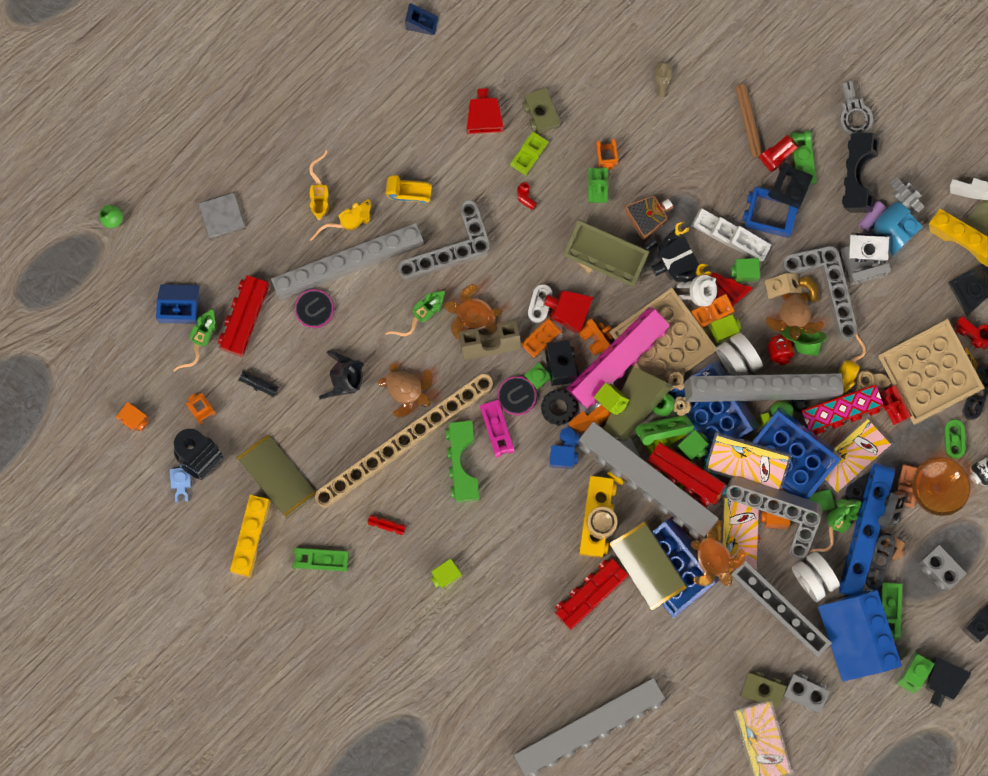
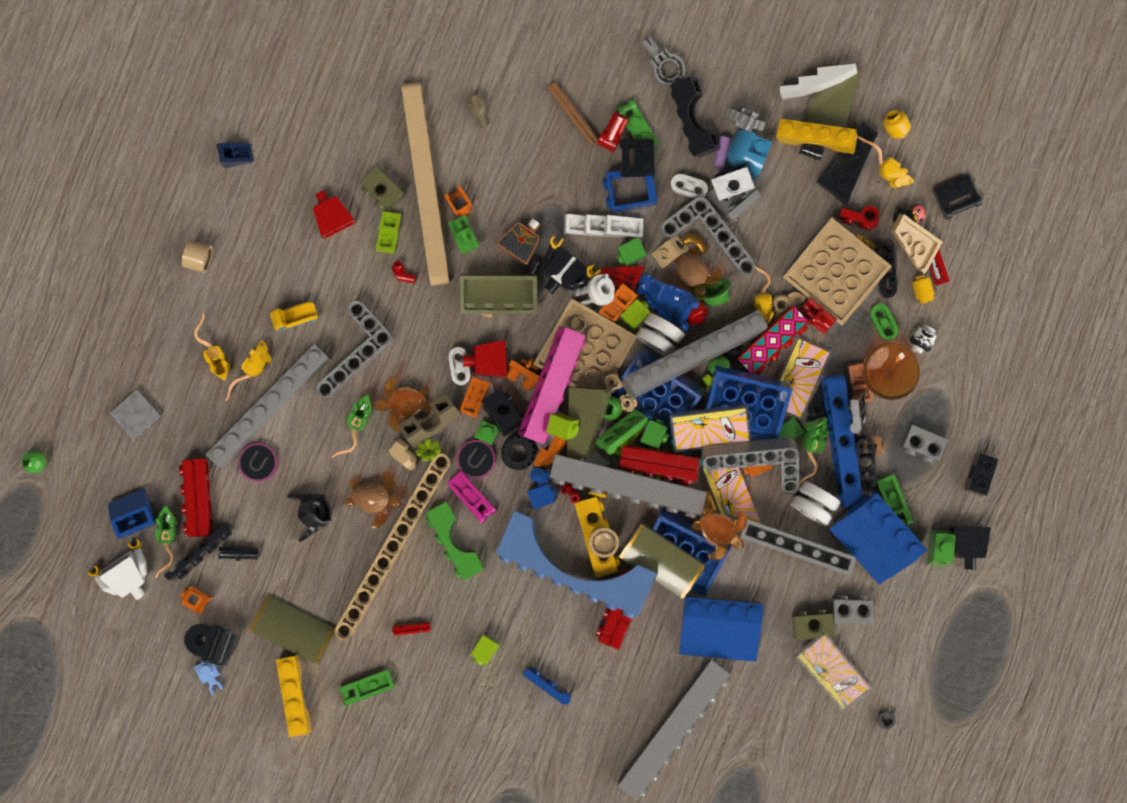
camera: 20 degrees left, 5 degrees up
(132, 418) = (138, 636): orange window -> none
(145, 355) = (123, 574): none -> white torso
(224, 365) = (185, 564): none -> black wing
(344, 97) = (197, 256): none -> tan piece
(451, 361) = (403, 454): none -> tan rock
(476, 367) = (428, 450): none -> lime plant
(489, 634) = (548, 686): none -> blue plate
(583, 124) = (425, 183): none -> tan beam
(590, 461) = (574, 495): none -> red arm
(599, 576) = (523, 547): none -> medium blue arch
(674, 654) = (720, 628): none -> blue slope
(761, 328) = (668, 300): none -> blue animal
(829, 232) = (690, 184): none -> white plate
(956, 252) = (811, 151): none -> black pin

